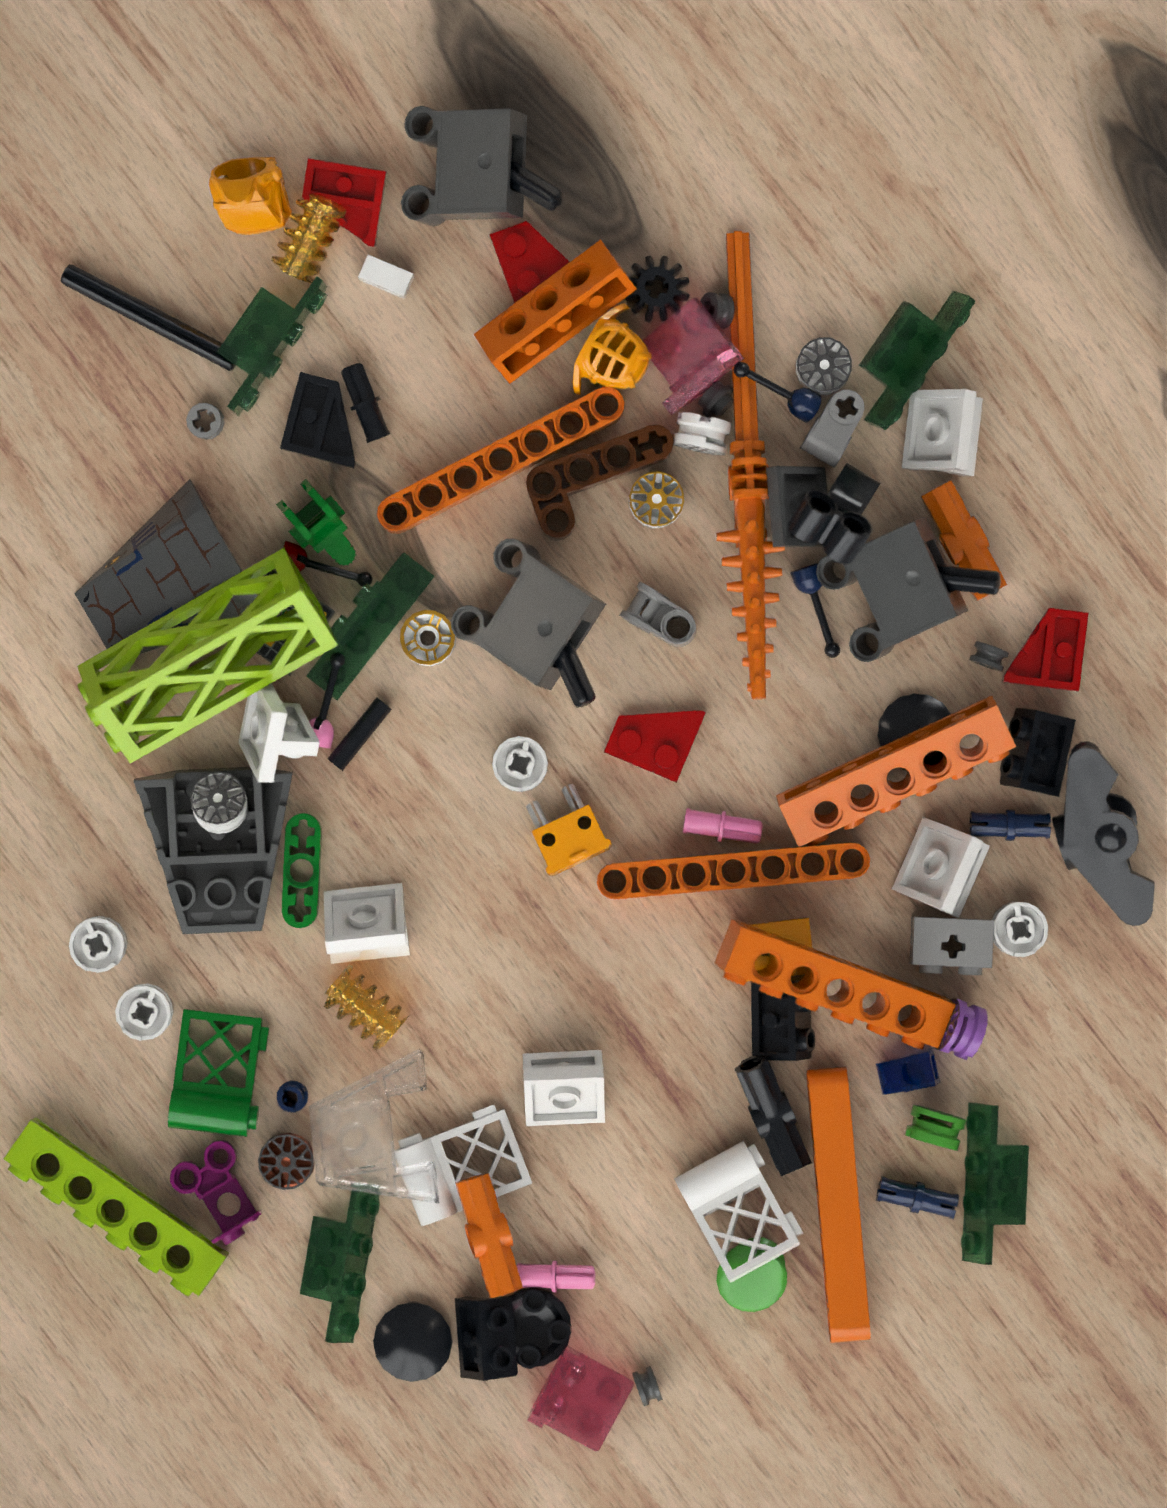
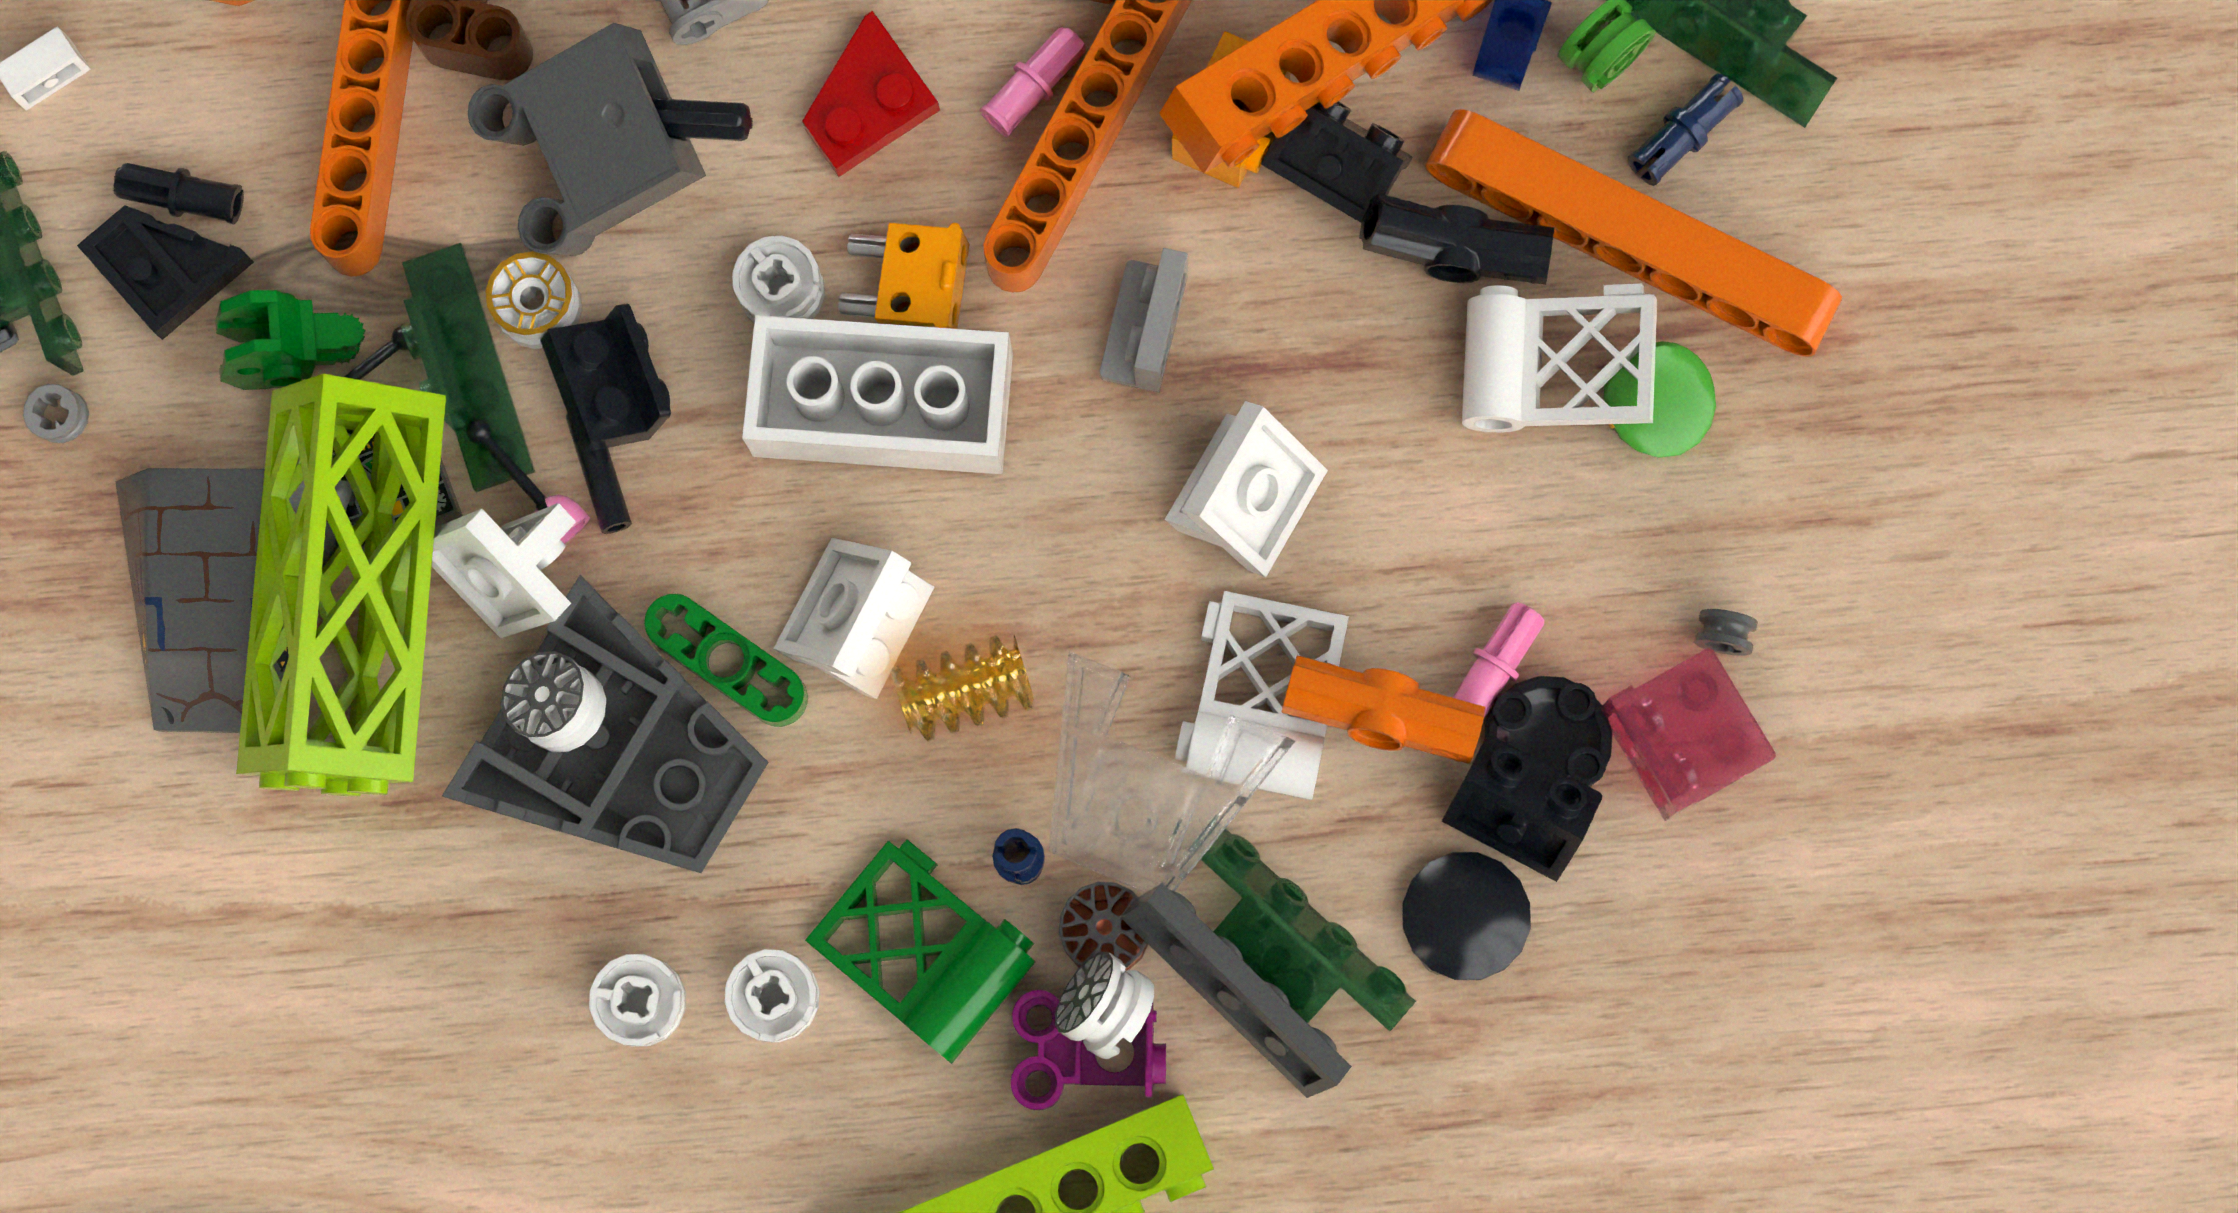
camera: 50 degrees left, 10 degrees down
(244, 1192) = (1104, 1005): none -> white wheel
(293, 1261) = (1233, 989): none -> dark grey plate
(409, 709) = (607, 380): none -> black bracket
(490, 862) = (878, 394): none -> white brick
(622, 974) = (1145, 321): none -> light grey bracket

